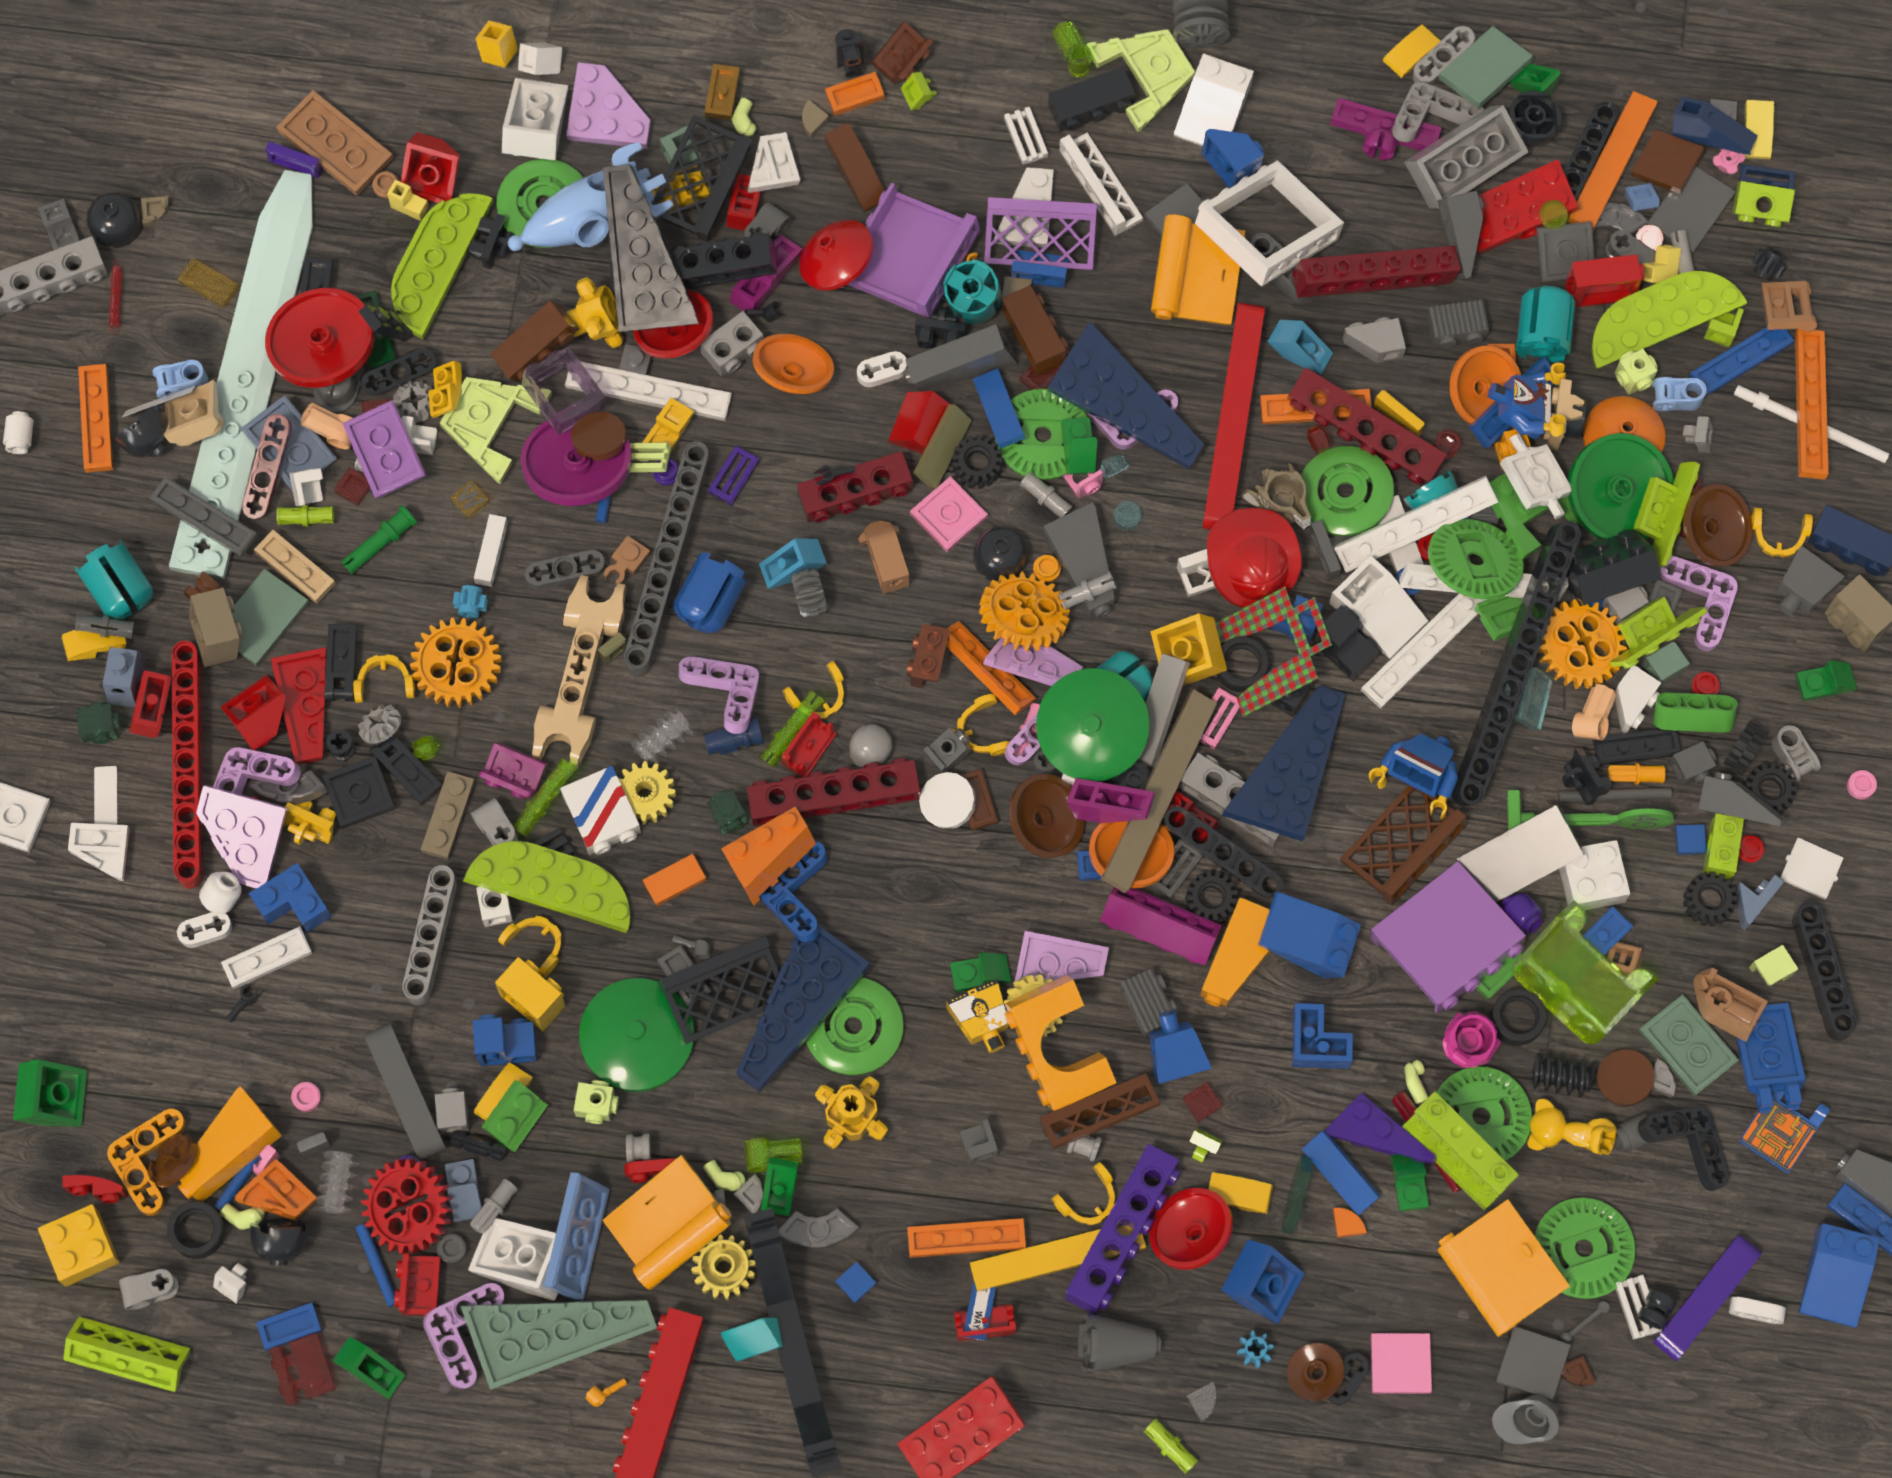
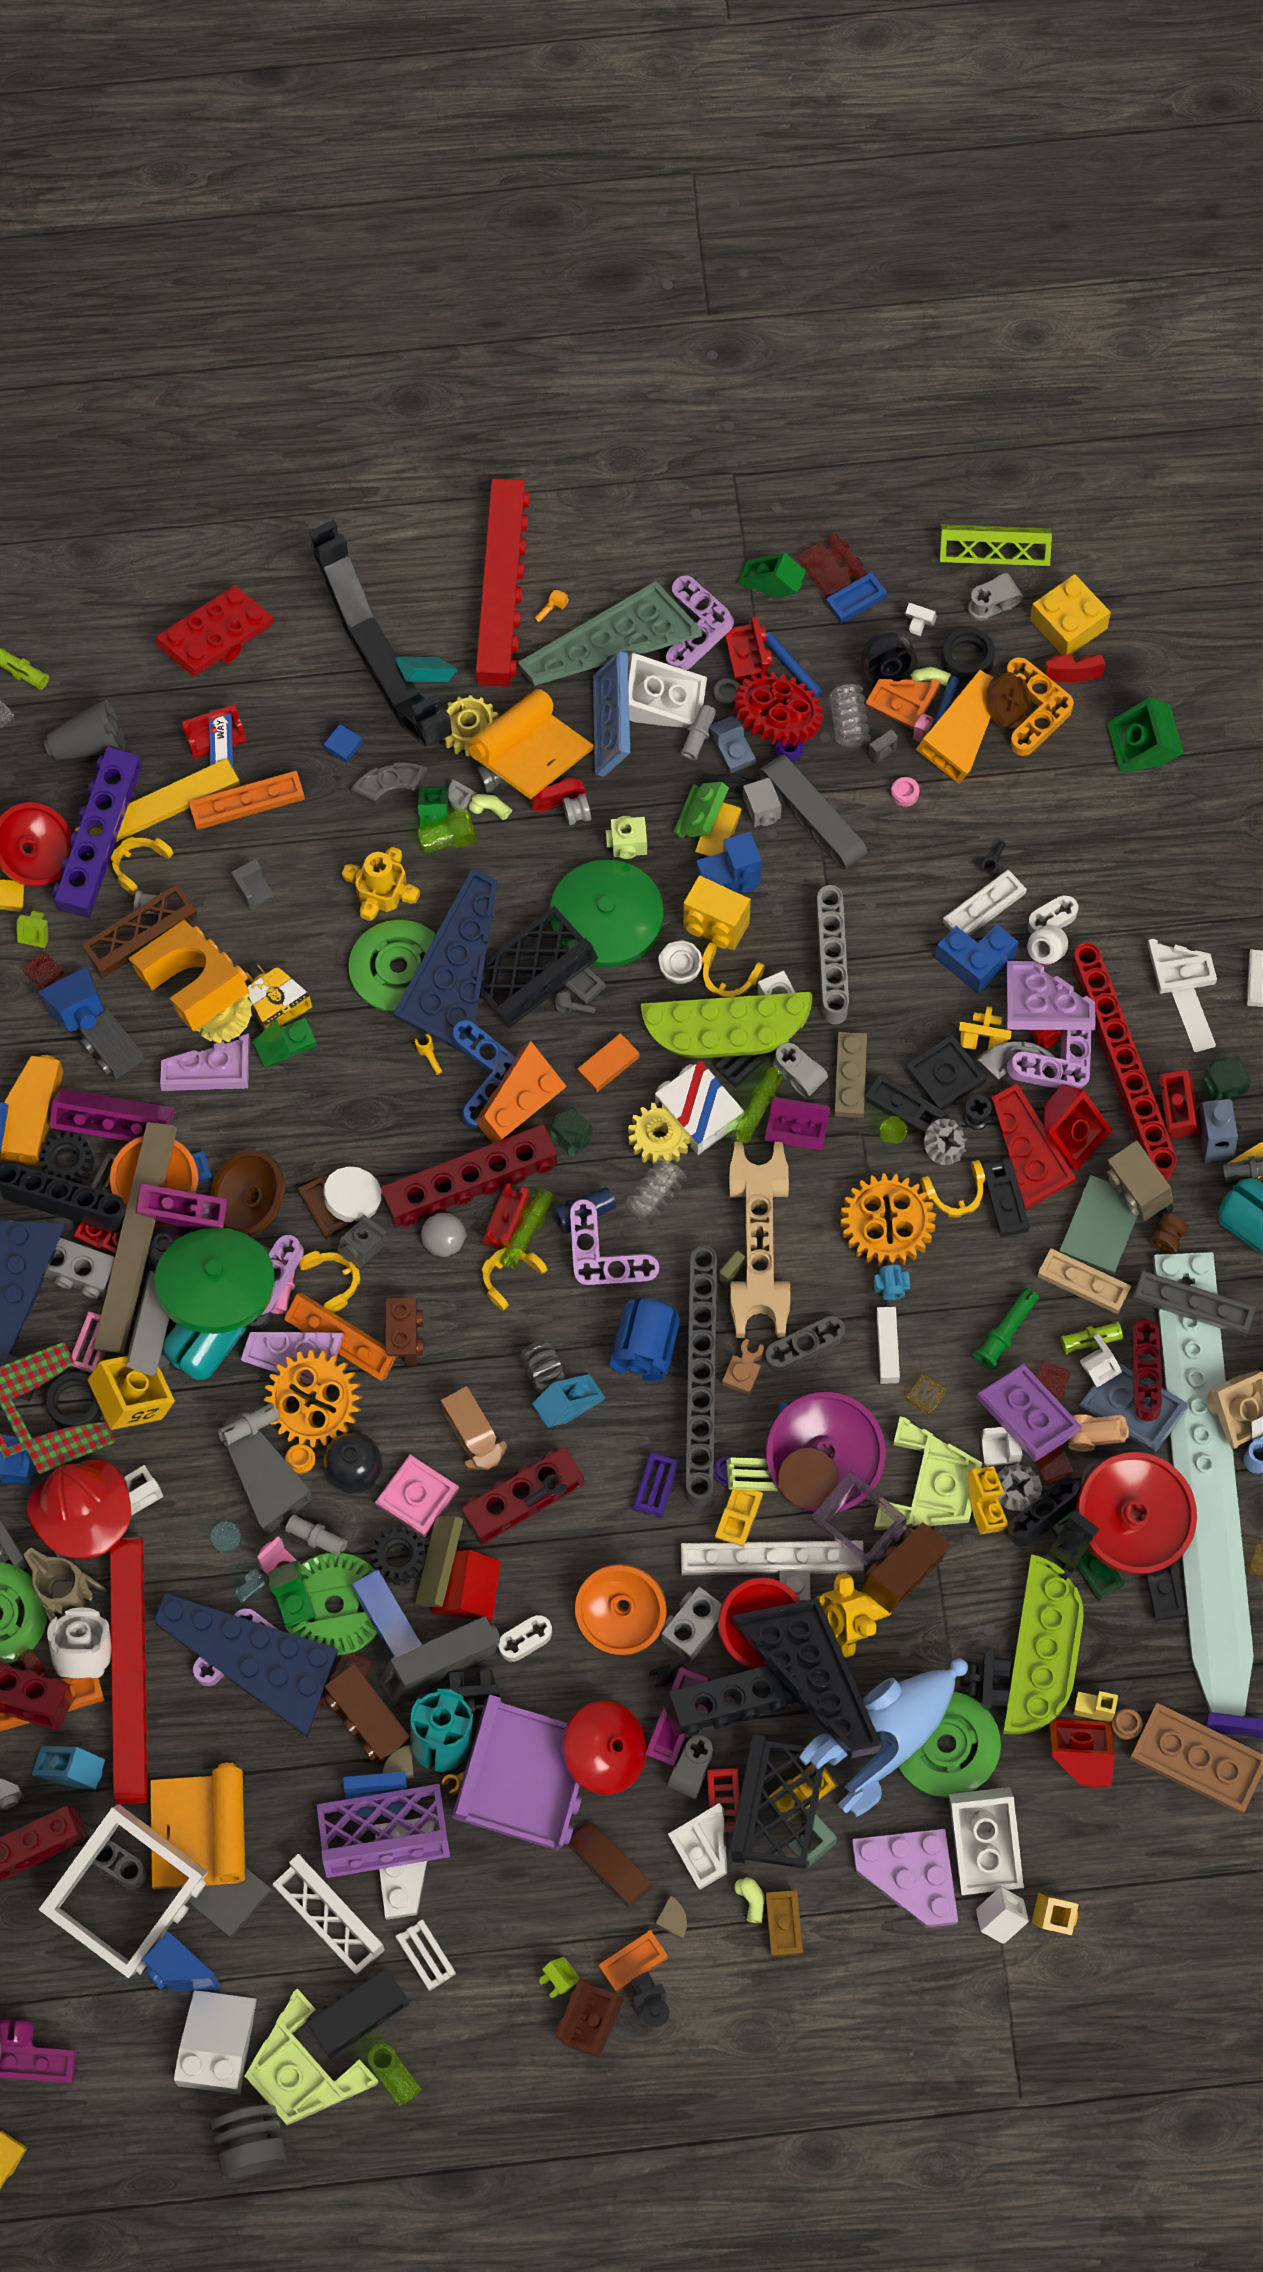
camera: 170 degrees right, 5 degrees down
(579, 957) = (680, 962): none -> white hair
(842, 925) = (427, 1050): none -> yellow hand
(1259, 446) = (80, 1643): none -> white brick

